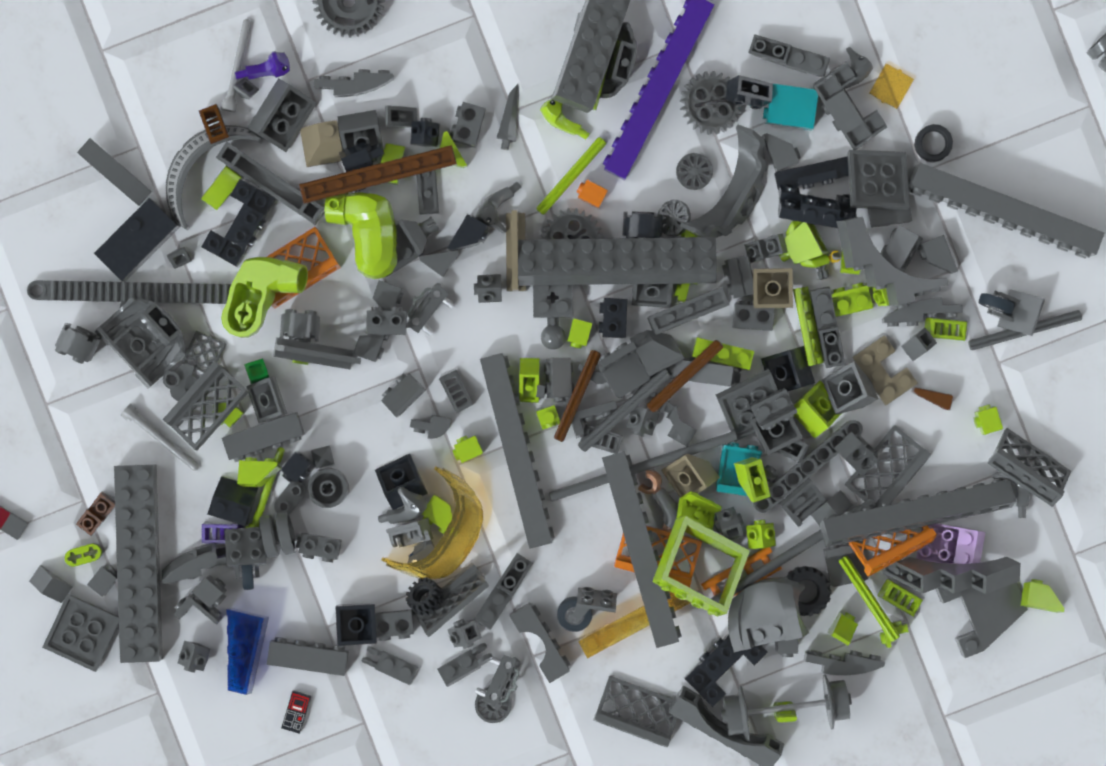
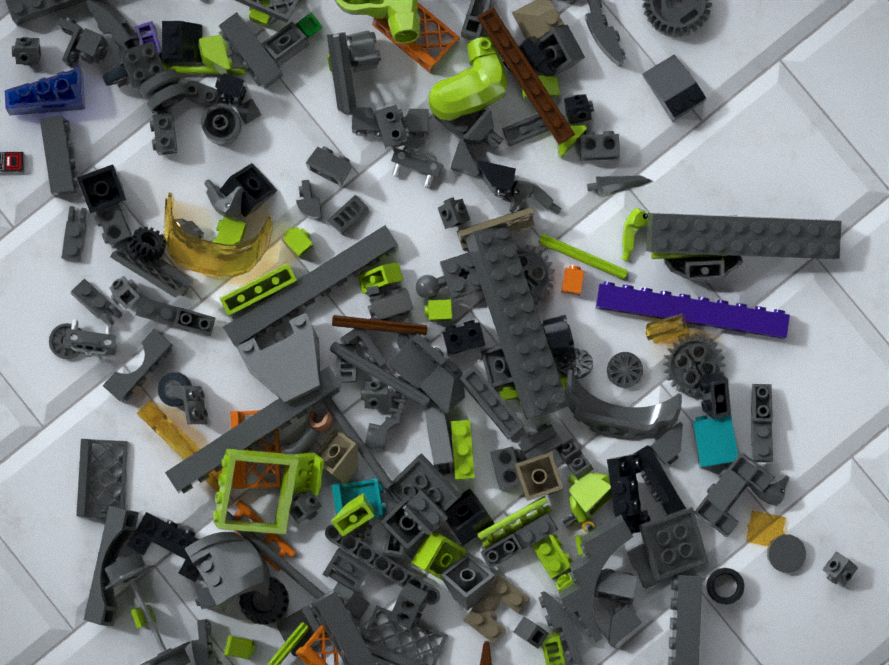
camera: 70 degrees right, 5 degrees down
(400, 116) = (586, 81): dark grey slope -> none
(410, 533) = (202, 212): dark grey hinge -> none
(432, 32) = (674, 87): none -> black slope
(502, 503) = (257, 289): none -> lime brick
(548, 417) = (351, 306): lime brick -> none
(589, 496) = (288, 366): none -> wedge
(668, 117) = (667, 328): none -> clear yellow panel
(685, 376) = (430, 419): reddish brown axle -> none
(760, 535) = (303, 540): lime brick -> none
(921, 73) = (786, 553): none -> dark grey tile
(953, 28) = (839, 569): none -> dark grey brick

